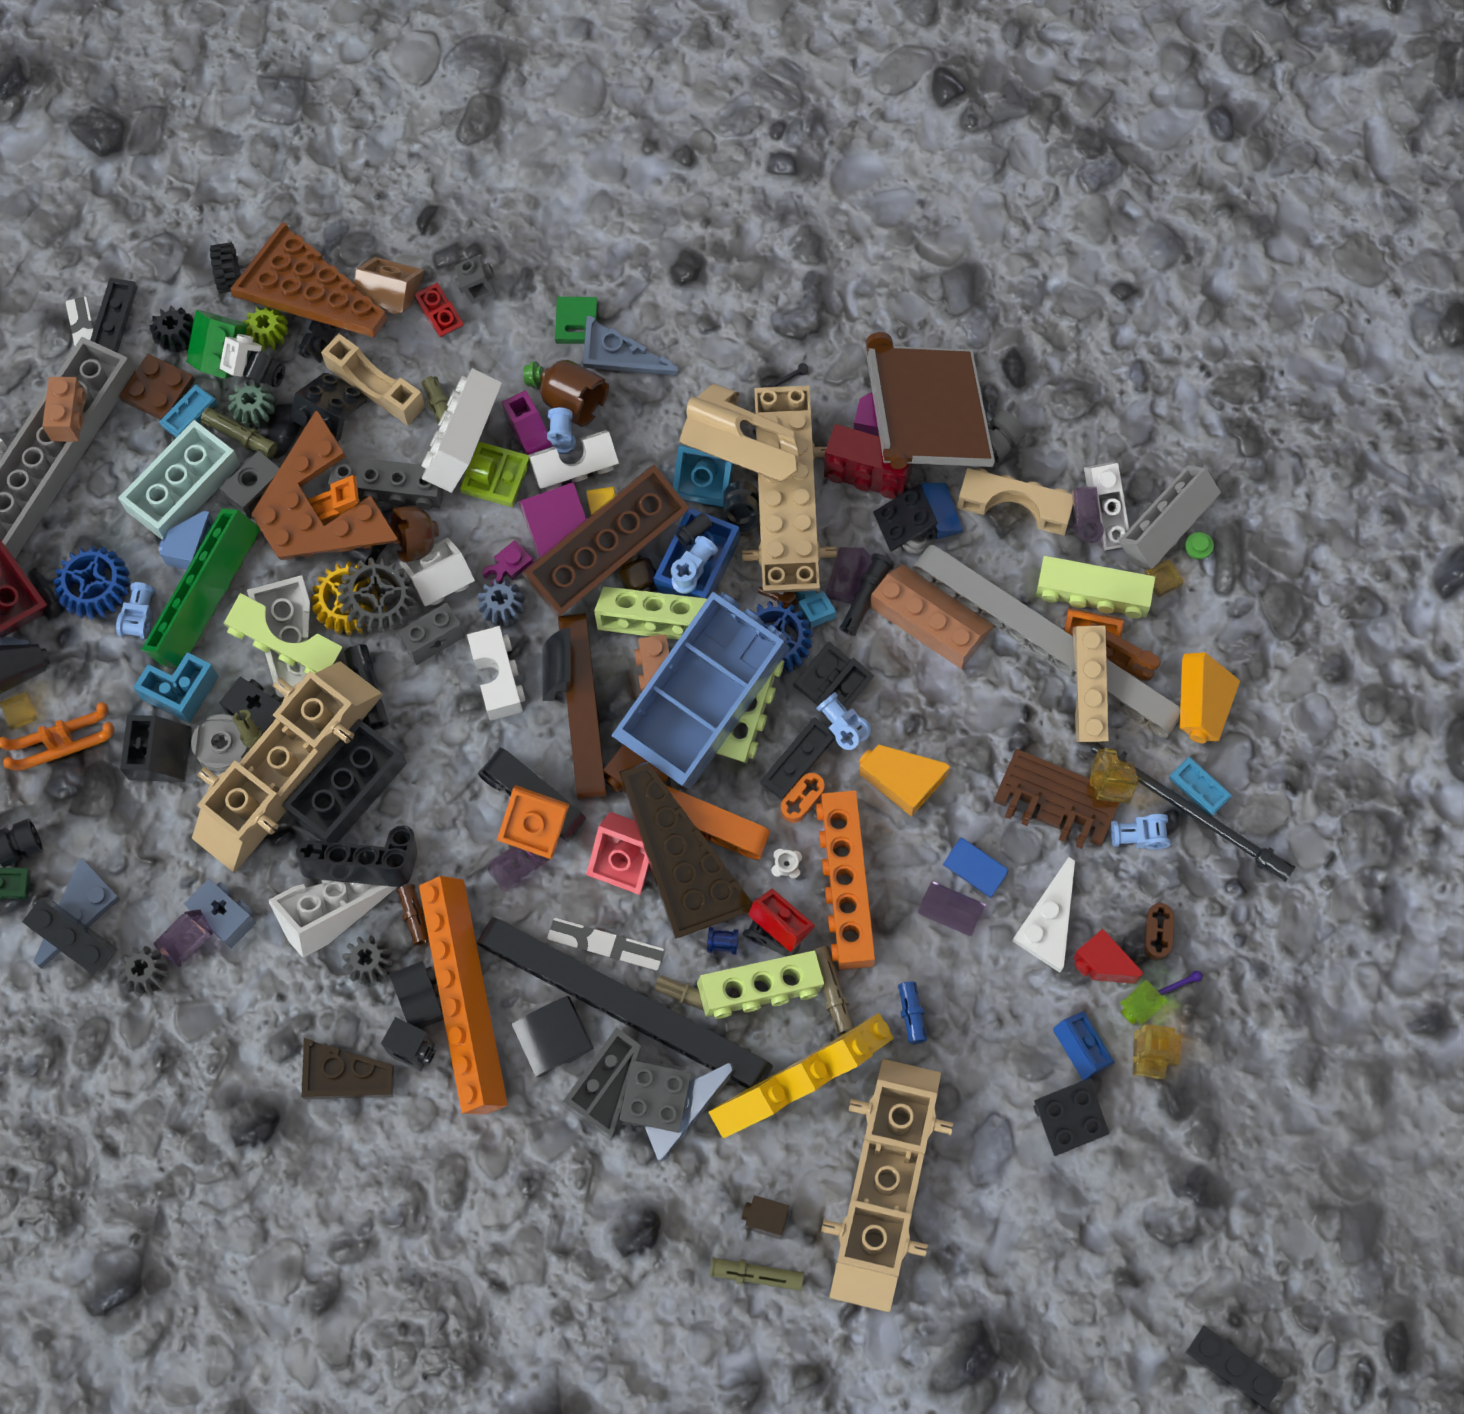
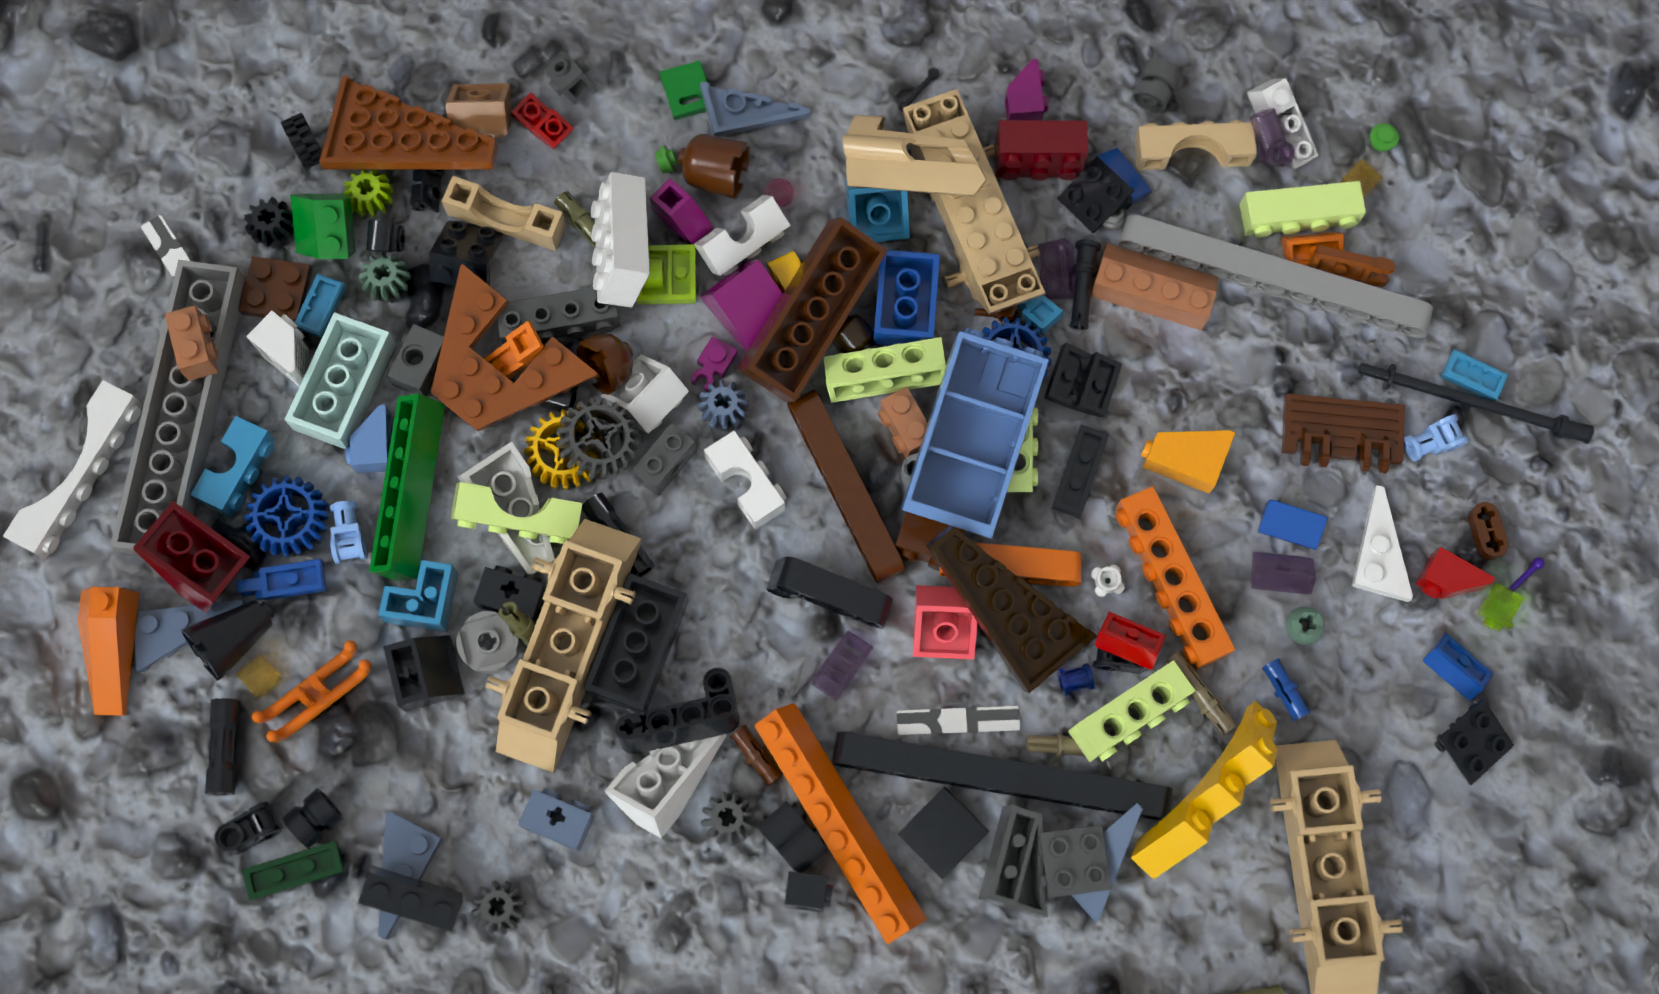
camera: 25 degrees left, 5 degrees up
(51, 544) = (226, 490): none -> dark azure arch
(70, 636) = (285, 580): none -> blue hinge
(114, 313) = (199, 224): black plate -> none
(141, 433) = (282, 346): none -> white slope
(184, 937) = (531, 858): clear purple slope -> none
(235, 354) = (354, 230): white bracket -> none
(247, 437) = (392, 313): olive pin -> none
(340, 1074) = (746, 943): dark brown wing -> none
(533, 822) = (846, 622): orange tile -> none
(556, 664) = (807, 452): black slope -> none
(560, 430) = (719, 206): light blue connector -> none
(623, 432) = (781, 191): none -> clear pink plate
(688, 533) = (895, 275): black pin -> none
(691, 565) = (911, 308): light blue connector -> none
(741, 505) = (930, 231): black wheel -> none
(765, 1216) = (1223, 942): dark brown brick -> none
(797, 793) = (1104, 511): orange beam -> none
(844, 723) = (1114, 420): light blue connector -> none
(927, 405) = (1078, 74): reddish brown door -> none
(951, 950) = (1294, 625): none -> sand green piece
(1091, 677) = (1350, 333): tan arch -> none
(1112, 778) = (1393, 393): clear yellow brick -> none
(1154, 1050) = (1530, 651): clear yellow brick -> none
(1169, 517) = (1349, 117): light grey brick -> none
(1205, 697) = (1450, 286): light orange slope -> none

